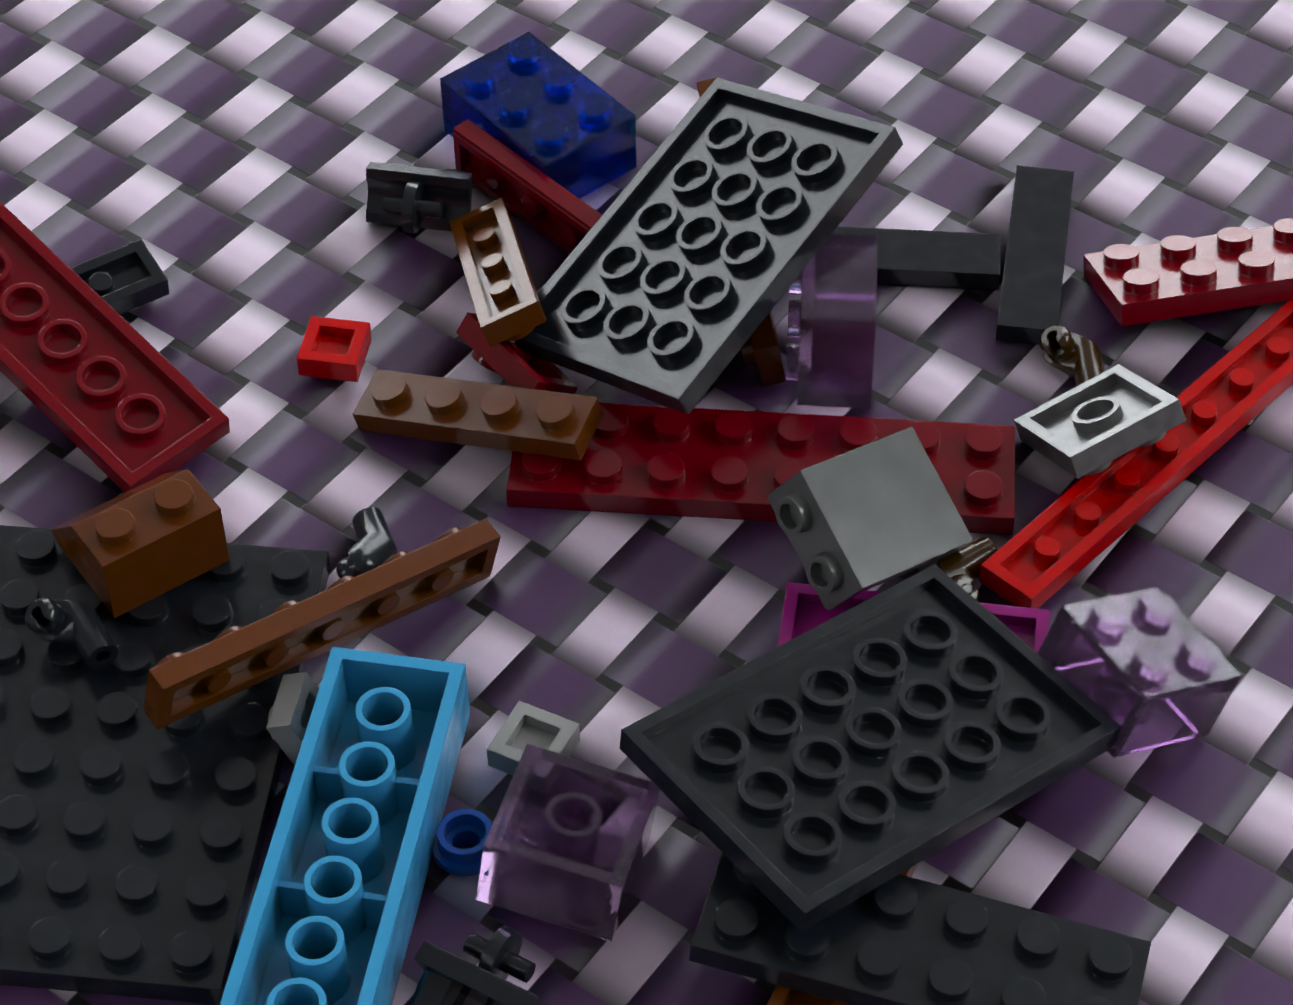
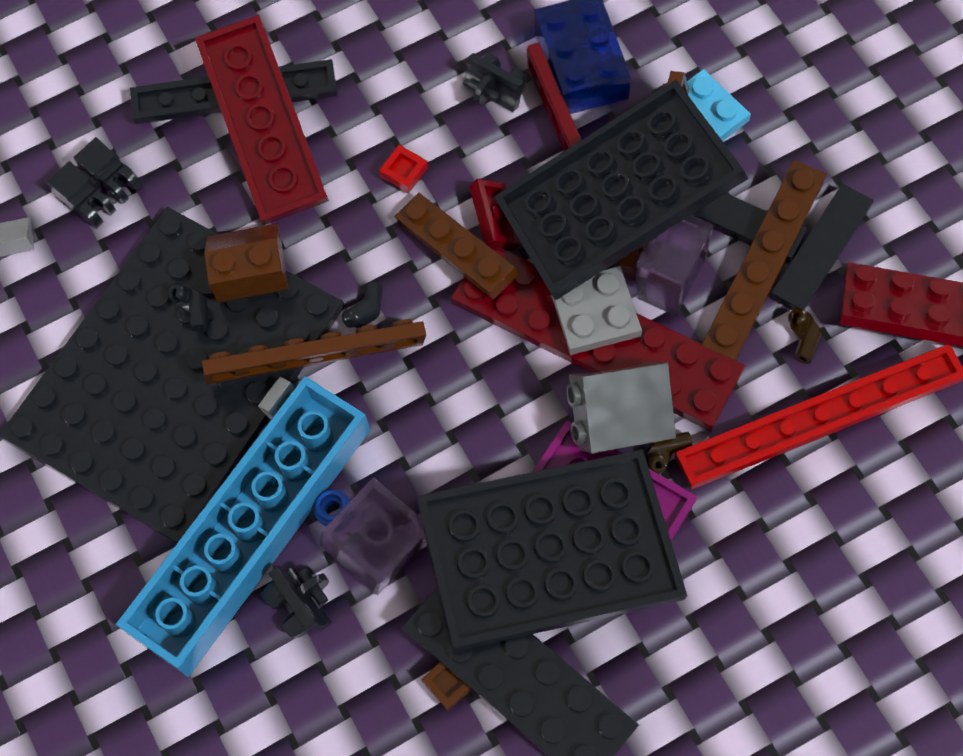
camera: 30 degrees right, 20 degrees up
(497, 273) = (506, 155): reddish brown plate -> none
(533, 727) = (391, 464): light grey plate -> none
(753, 423) = (598, 313): none -> light grey plate
(964, 286) = (764, 260): none -> reddish brown plate
(1100, 421) = (789, 386): flat silver plate -> none
(1141, 667) = (720, 558): clear purple brick -> none

